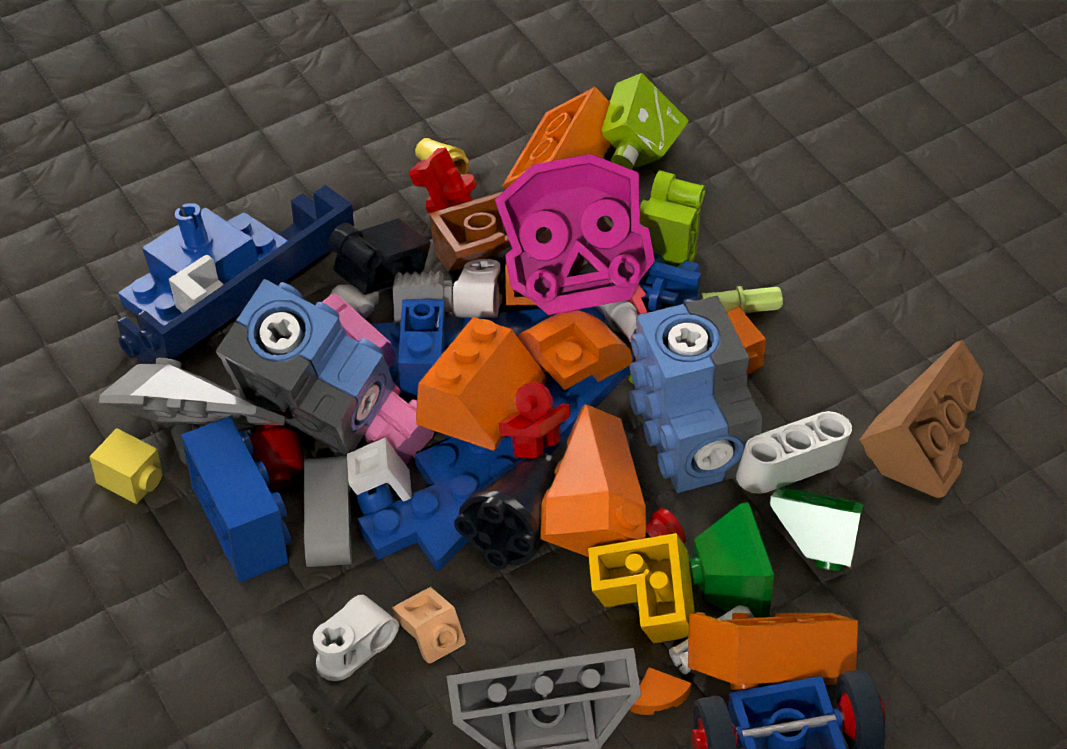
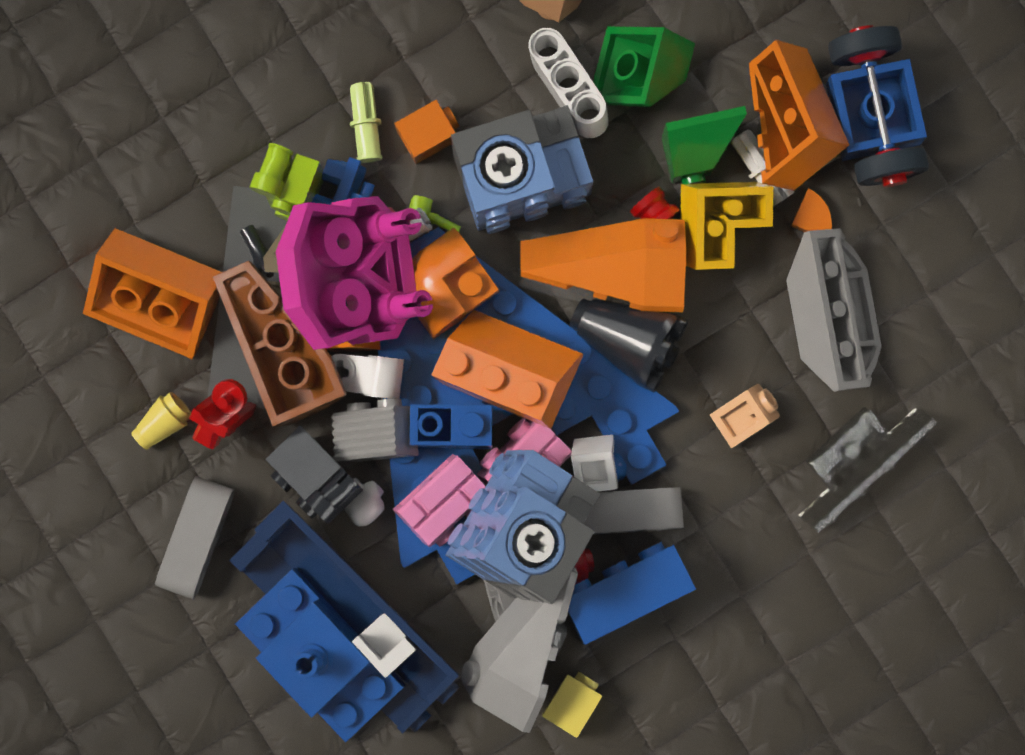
camera: 90 degrees left, 35 degrees up
(308, 171) = (194, 537): none -> light grey beam
(352, 638) = (757, 474): white piece -> none
(535, 422) = (551, 317): red hips -> none
(640, 122) = (134, 211): lime torso -> none

